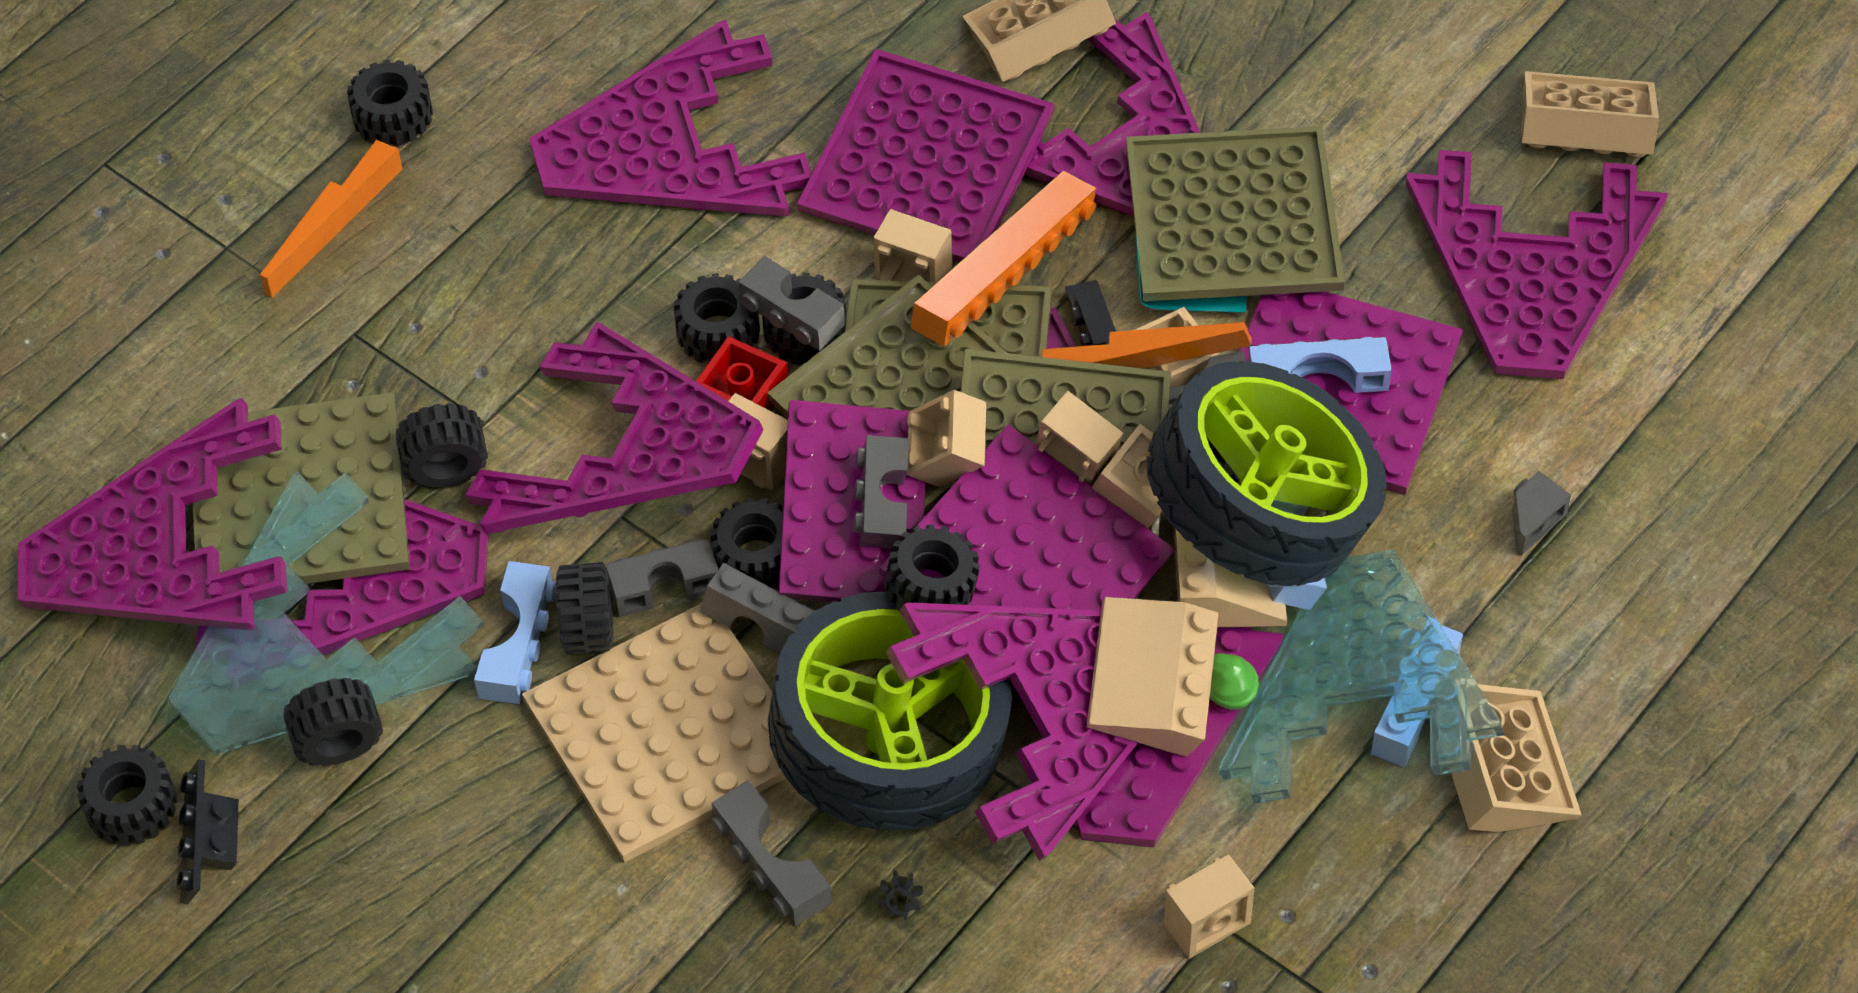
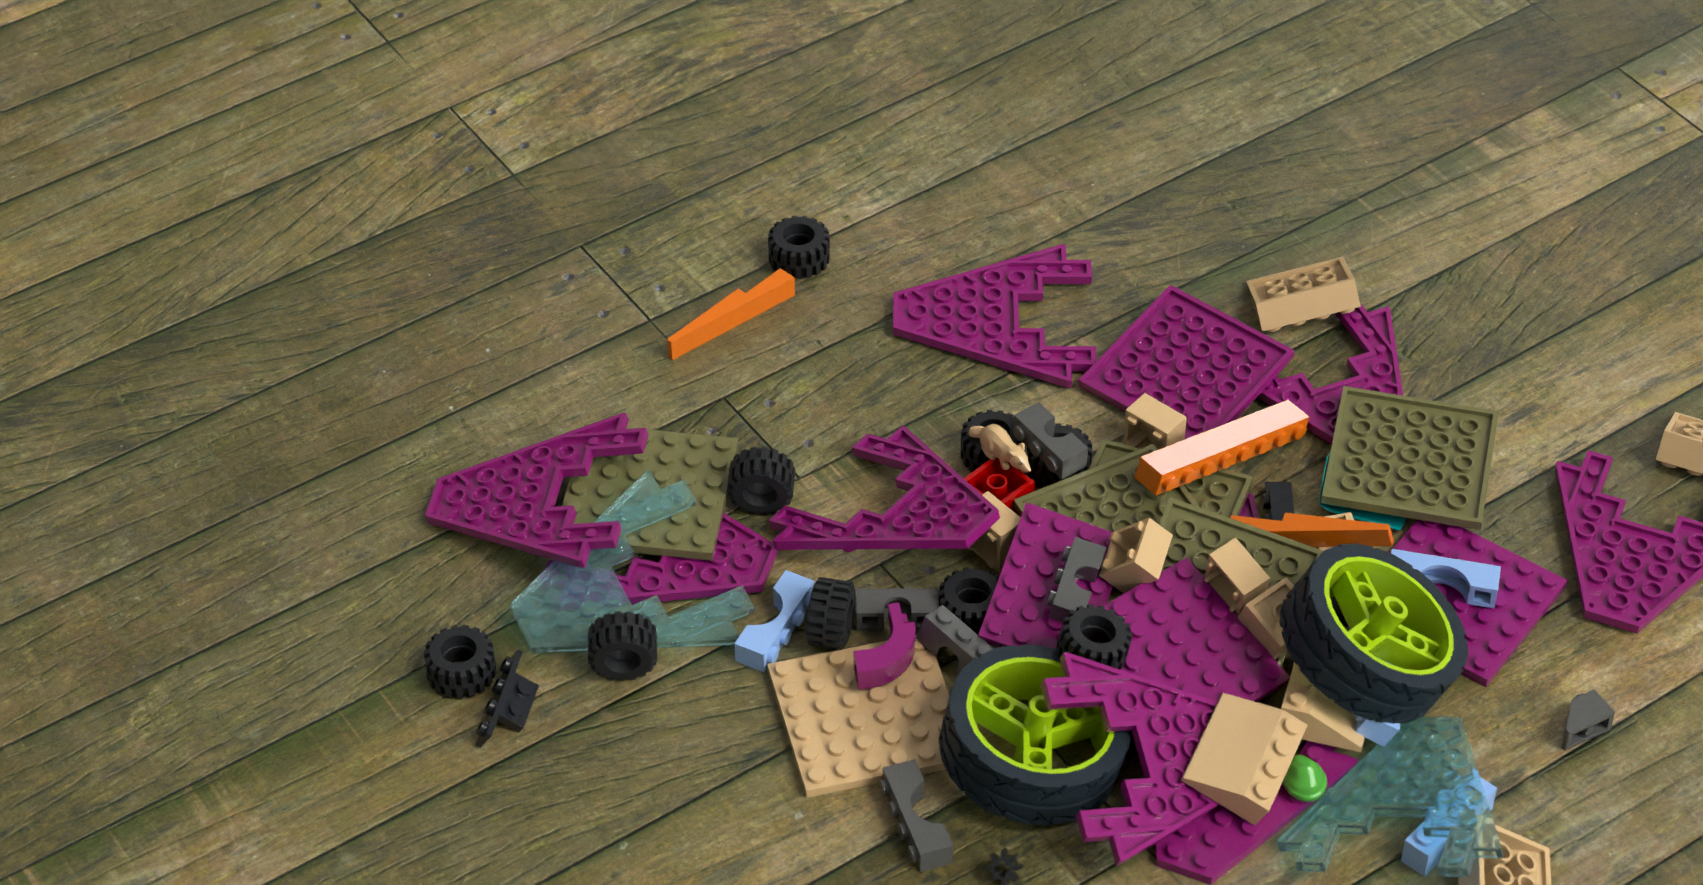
camera: 15 degrees right, 10 degrees down
(677, 654) = (889, 661): none -> magenta arch
(729, 324) = (998, 444): none -> tan animal

